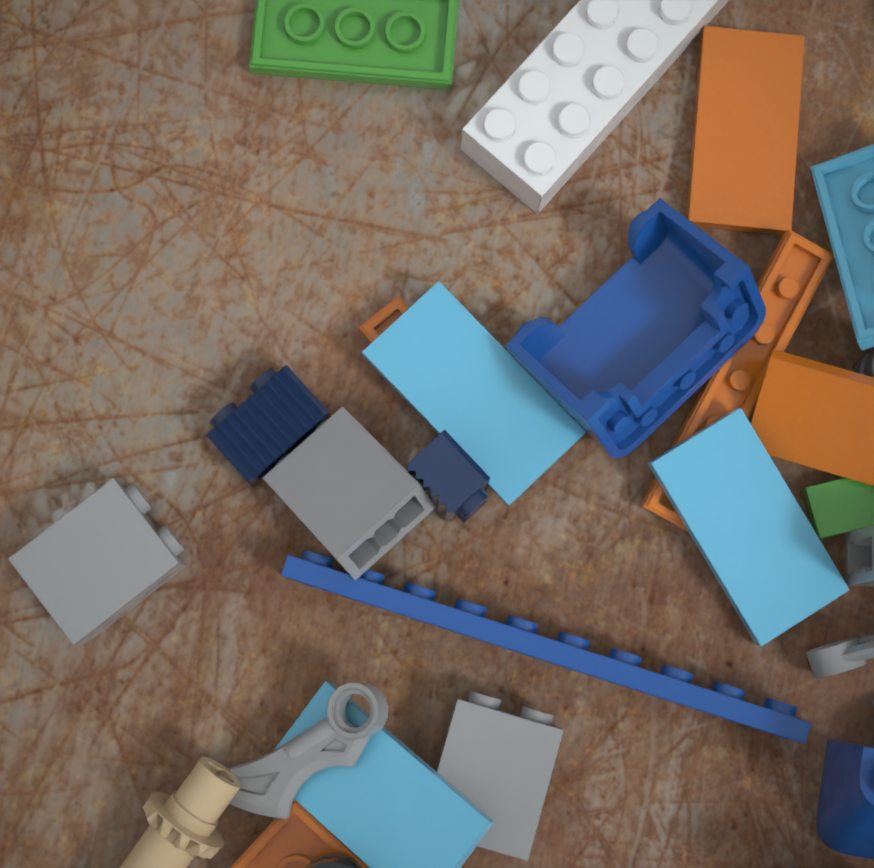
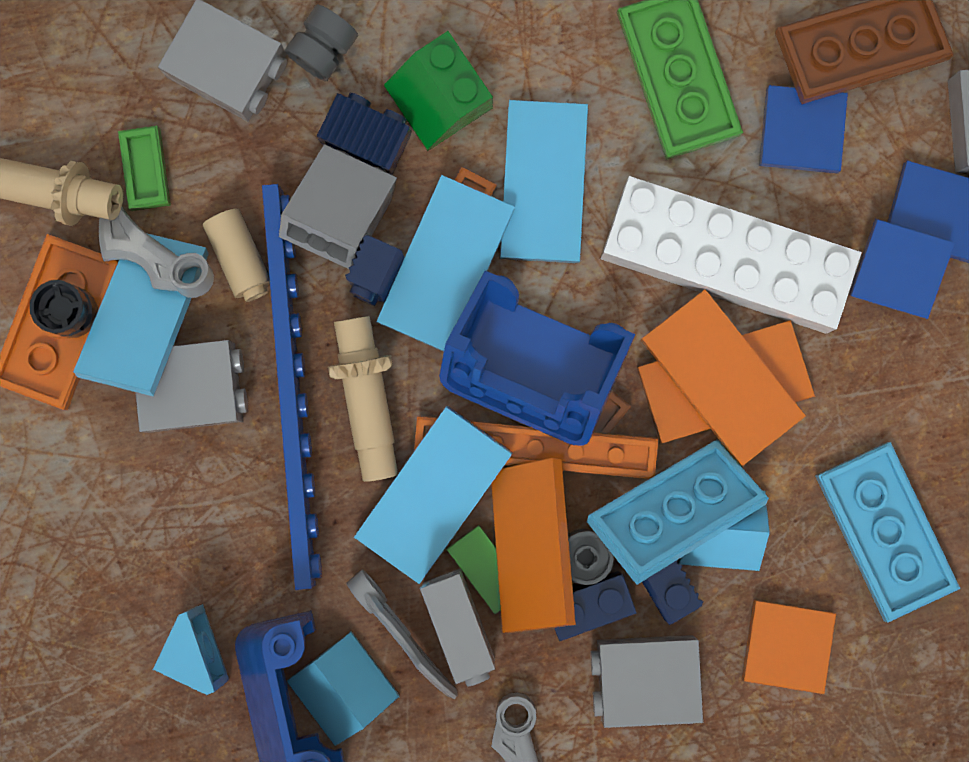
camera: 75 degrees right, 5 degrees up
(130, 426) = (321, 42): none -> dark grey wheel
(188, 720) = (144, 168): none -> bright green tile
(255, 314) = (439, 91): none -> green slope
(351, 645) = (237, 254): none -> tan brick
(416, 236) = (545, 181): none -> medium azure tile
(564, 550) = (365, 397): none -> tan gear
(743, 127) = (723, 378): none -> orange tile

